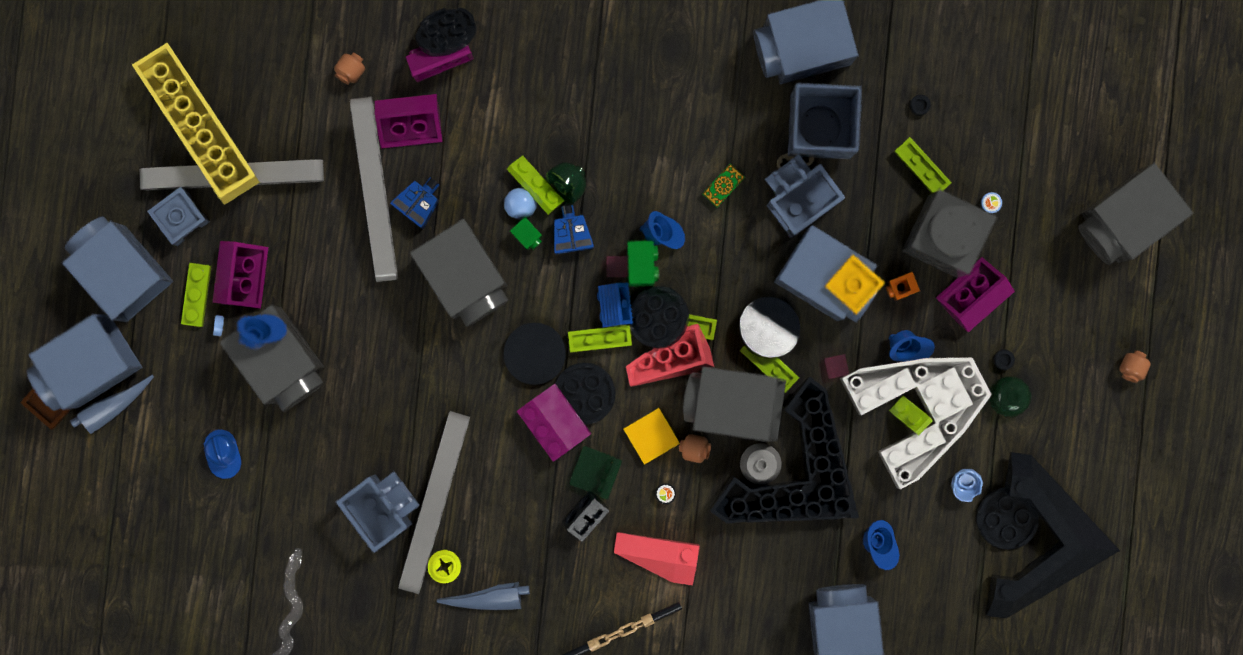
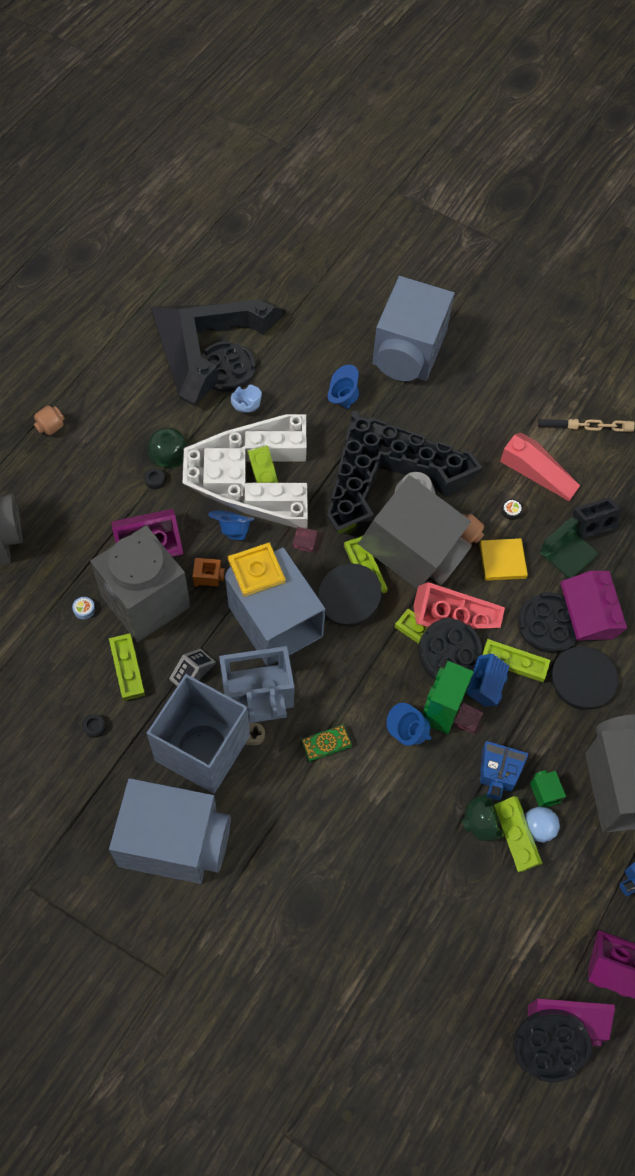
camera: 155 degrees left, 25 degrees down
(867, 194) = (193, 664): none -> light grey slope

